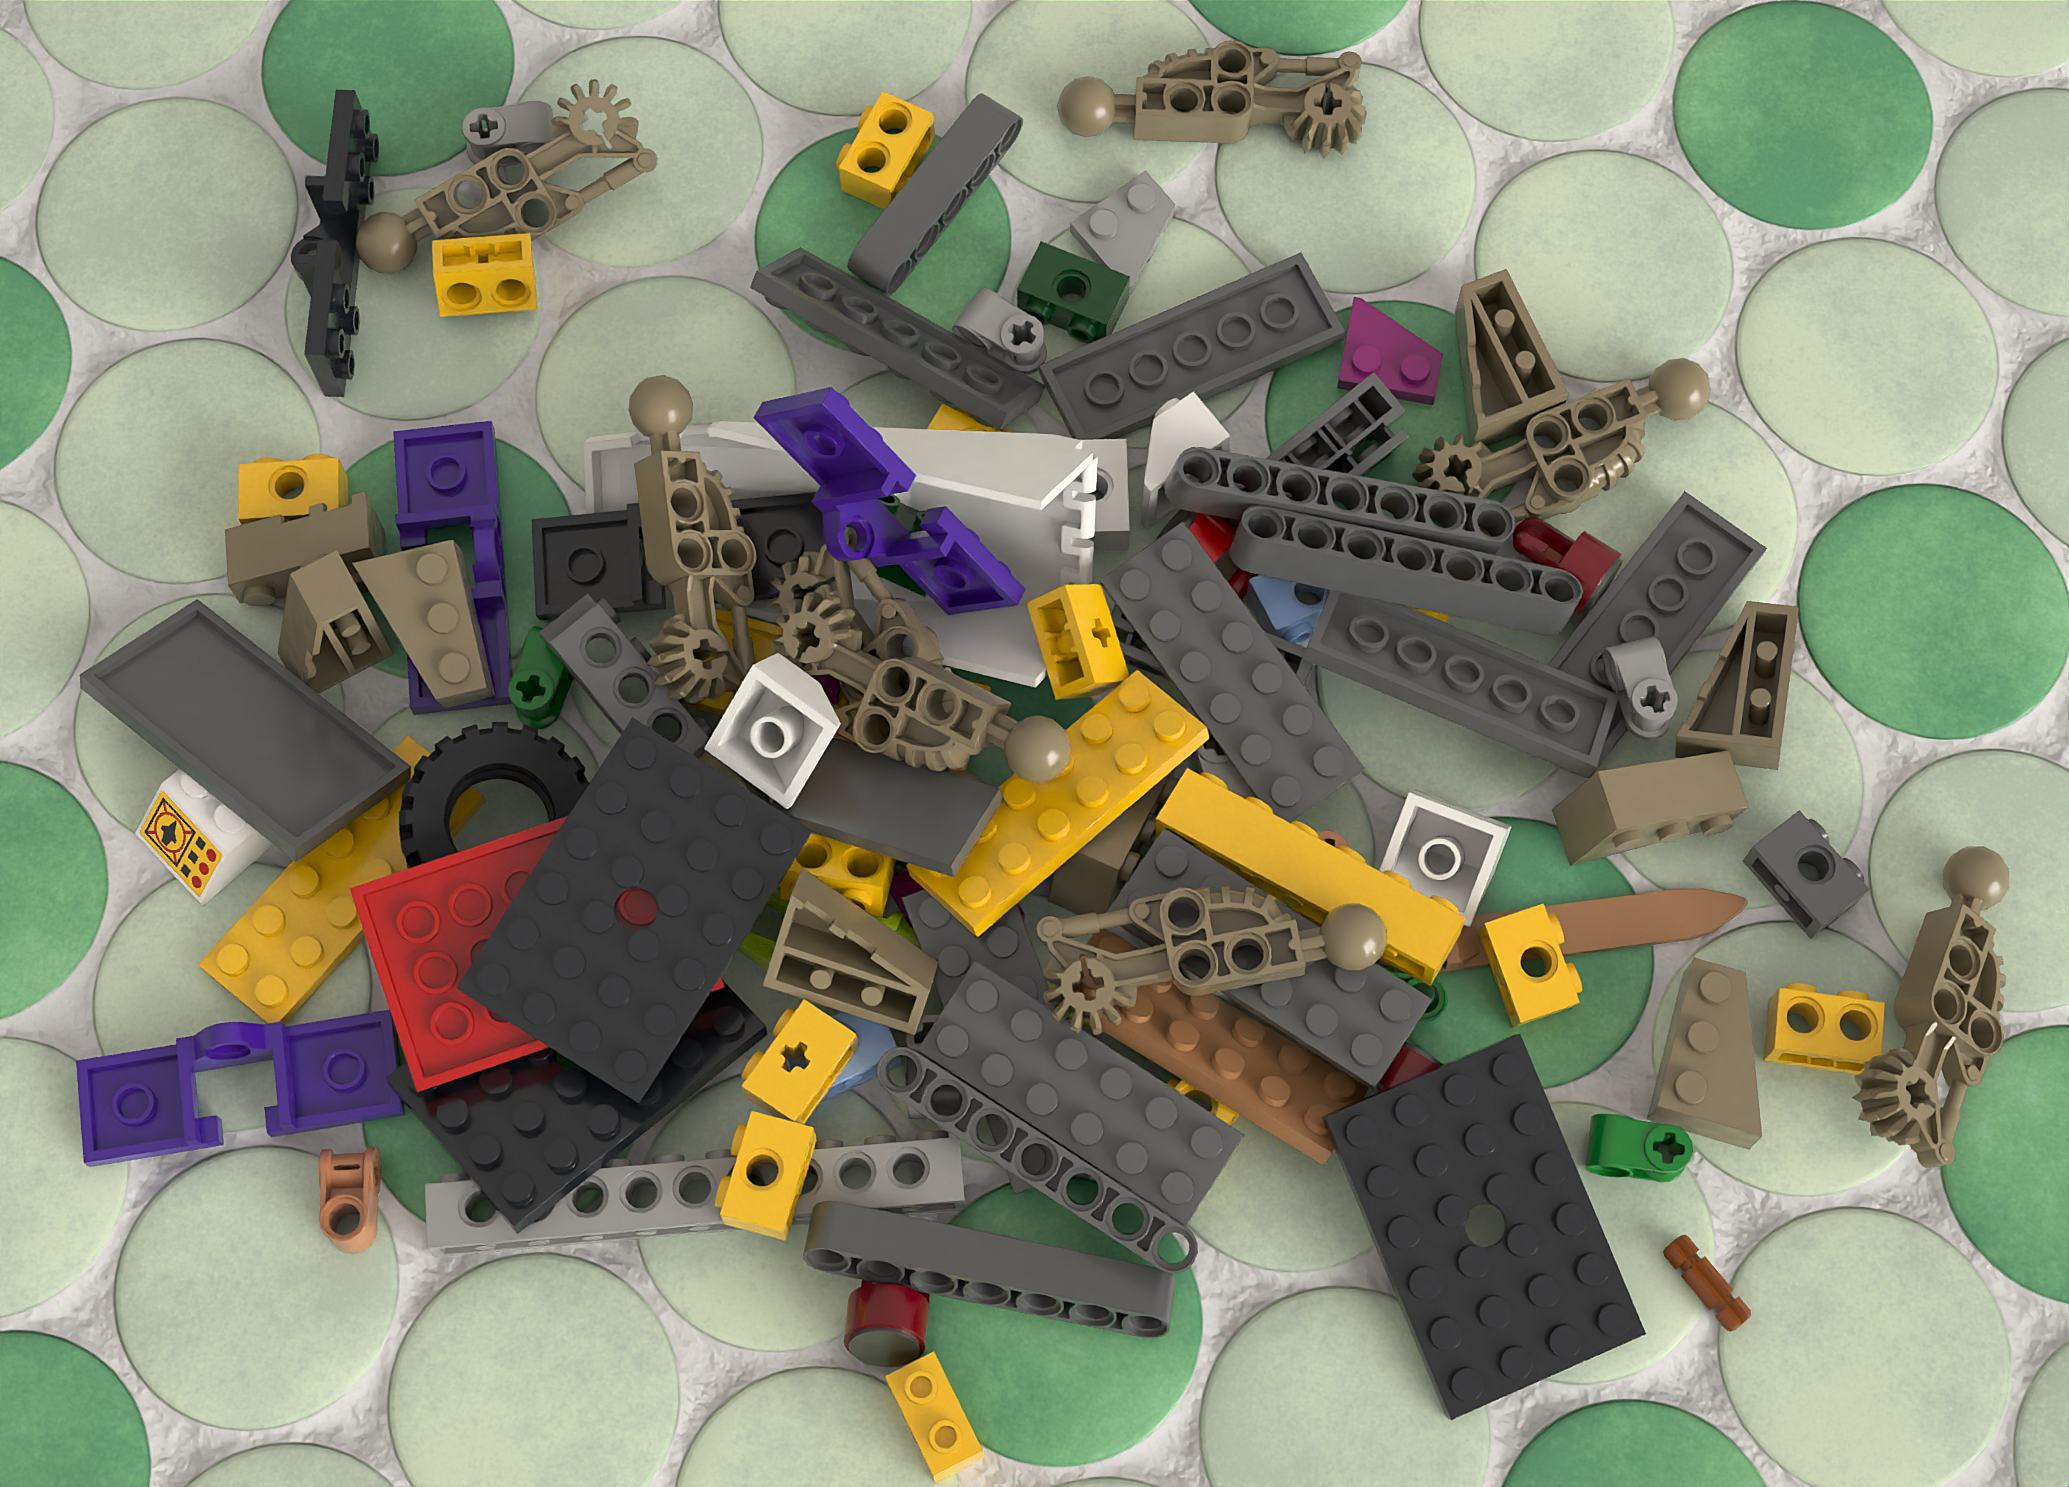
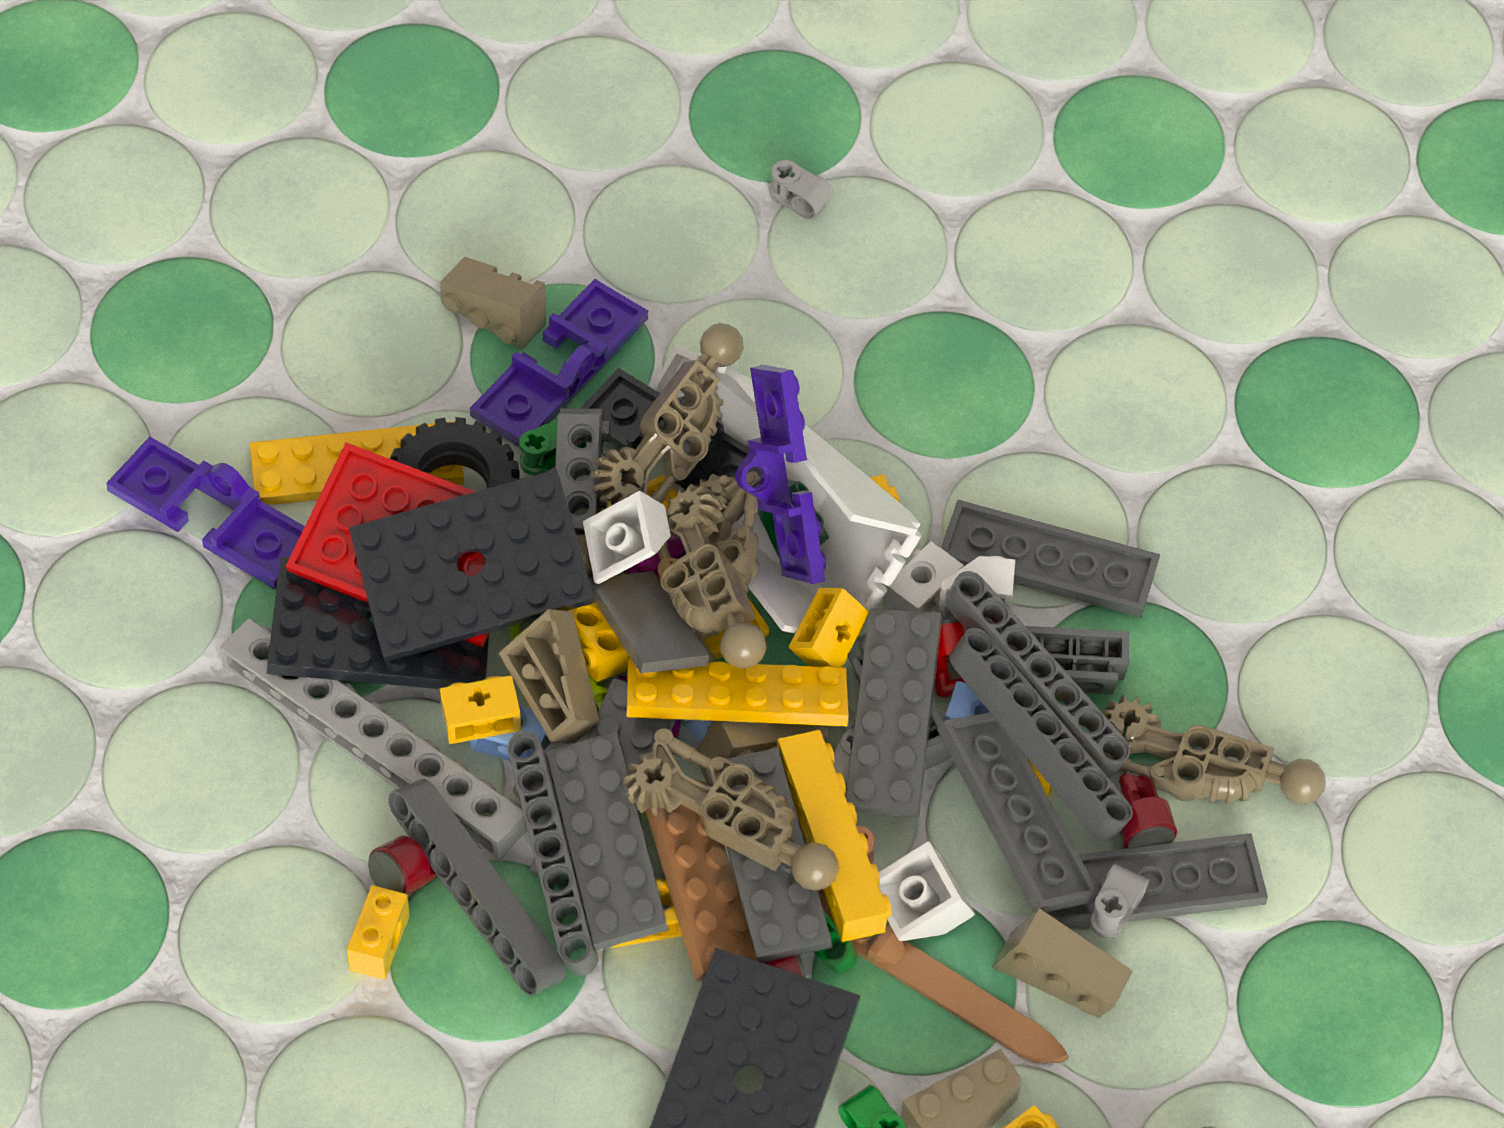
camera: 40 degrees right, 15 degrees down
(198, 837) = (317, 384): slope -> none
(246, 729) = (379, 349): dark grey tile -> none
(268, 479) = (513, 256): yellow brick -> none
(328, 625) = (470, 336): dark tan wedge -> none
(333, 272) = (683, 153): black plate -> none
(349, 1186) = (212, 598): nougat piece -> none
(390, 241) = (754, 219): dark tan arm -> none
(434, 617) = (519, 369): dark tan wedge -> none
(484, 275) = (714, 240): yellow brick -> none
(772, 1207) = (403, 761): yellow brick -> none
(894, 153) = (986, 340): yellow brick -> none
(898, 338) = (895, 428): dark grey plate -> none
(935, 194) = (991, 380): dark grey beam -> none
(1000, 326) = (955, 470): light grey piece -> none
(1059, 273) = (1012, 464): dark green brick -> none
(1126, 226) = (1079, 475): light grey wing -> none
(1206, 90) = (1199, 450): dark tan arm -> none
(1395, 354) = (1157, 645): magenta wing -> none
(1502, 361) = (1212, 687): dark tan wedge -> none
(1527, 996) = (911, 964): yellow brick -> none
(1746, 692) = (1179, 953): dark tan wedge -> none
(1808, 902) = (1114, 1092): dark grey brick -> none

